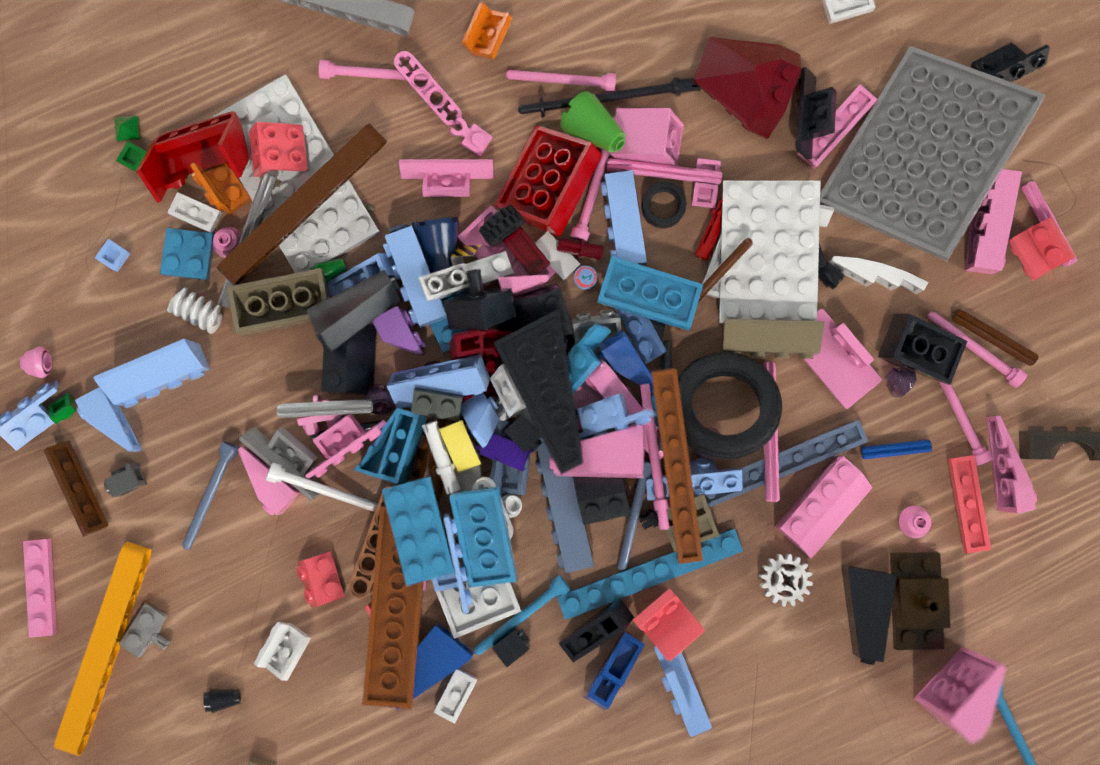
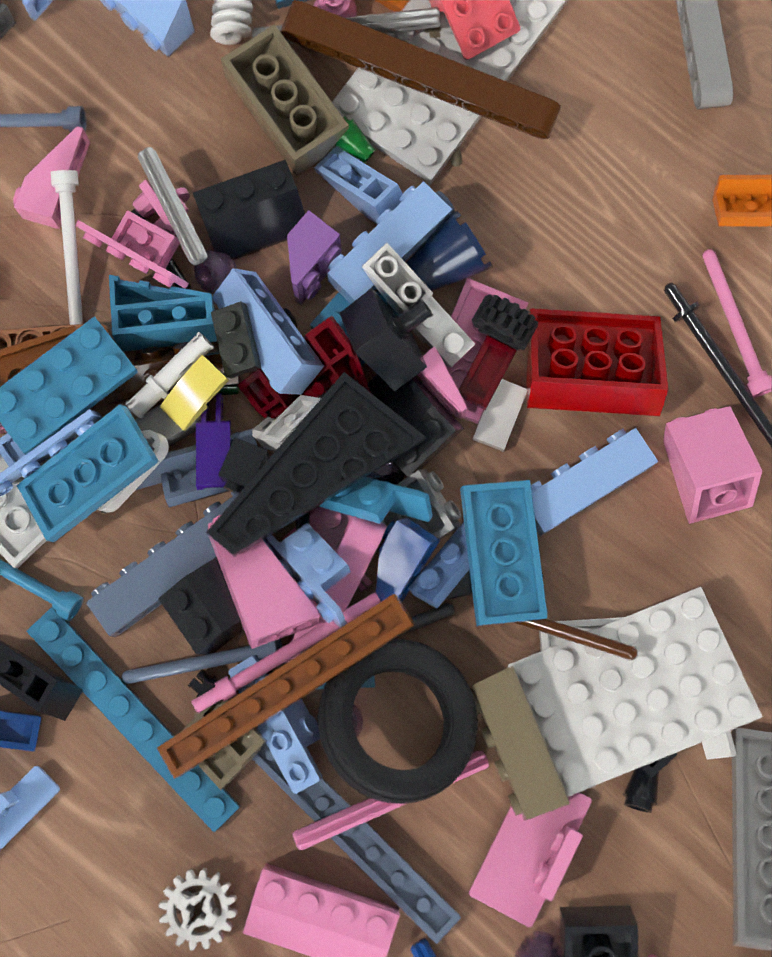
camera: 65 degrees right, 5 degrees down
(283, 450) = (98, 187): light grey bracket -> none
(329, 70) = (606, 33): bright pink piece -> none
(352, 309) = (310, 181): black slope -> none
(426, 91) = (639, 162): bright pink beam -> none
(446, 176) = (539, 232): bright pink bracket -> none
(457, 257) = (443, 289): sticker -> none
(473, 139) = (604, 246): bright pink plate -> none
(481, 417) = (243, 403): light blue slope -> none
(512, 505) = (148, 495): white plate -> none
(579, 248) = (523, 439): dark red axle -> none
(580, 230) = (546, 432): bright pink piece -> none
(585, 277) = (489, 464): light blue tile -> none
(592, 123) = (695, 381): bright green cone -> none
(665, 171) = (678, 508): bright pink axle -> none
(669, 188) = (653, 510): black tyre -> none
(669, 625) = (72, 772): coral bracket -> none
(704, 193) = (688, 568): bright pink slope -> none
(711, 233) = (620, 604): red pin -> none
(868, 271) = (670, 841): white slope -> none

